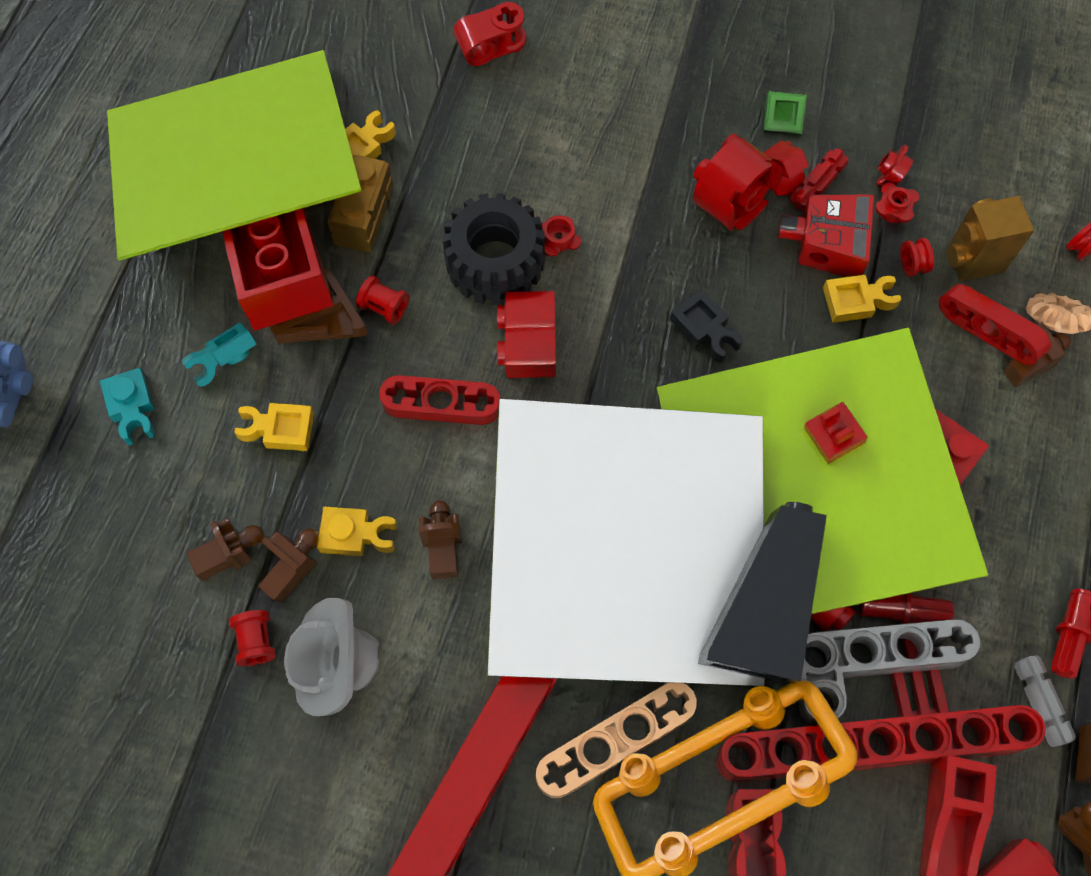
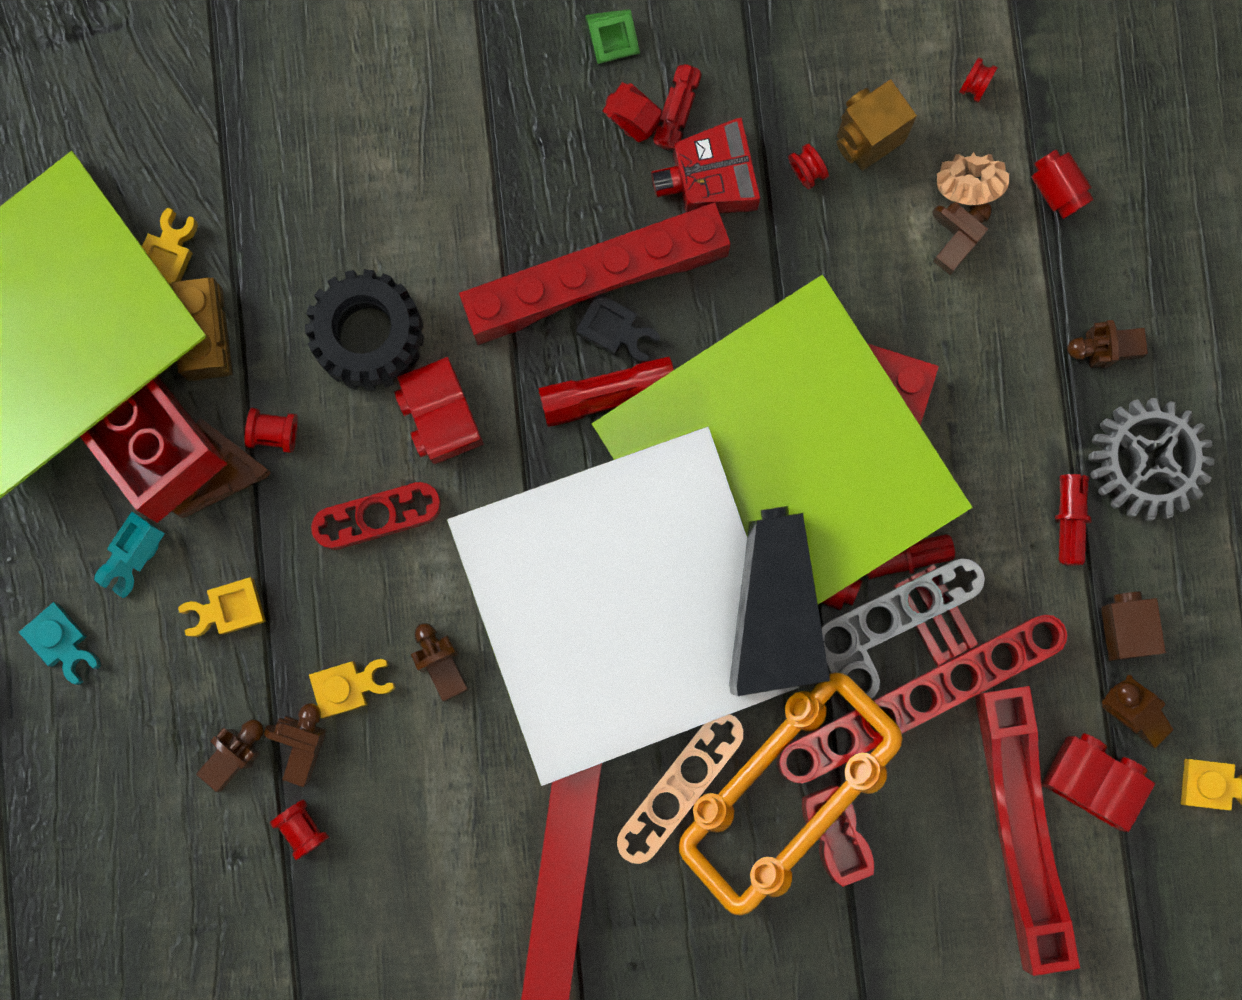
camera: 20 degrees left, 15 degrees up
(329, 658) = (384, 822): light grey hat -> none
(488, 36) = (246, 63): red piece -> none
(560, 226) = (424, 269): red plate -> none
(650, 367) = (576, 399): none -> red axle
(735, 182) = (591, 157): red brick -> none
(771, 272) = (636, 256): none -> red arch
(835, 432) = (785, 415): red tile -> none
(854, 299) = (758, 240): yellow plate -> none
(894, 166) = (752, 64): red plate -> none
(895, 212) = (765, 117): red plate -> none
(1011, 332) = (908, 221): red beam -> none
(1045, 700) = (1062, 595): light grey axle -> none

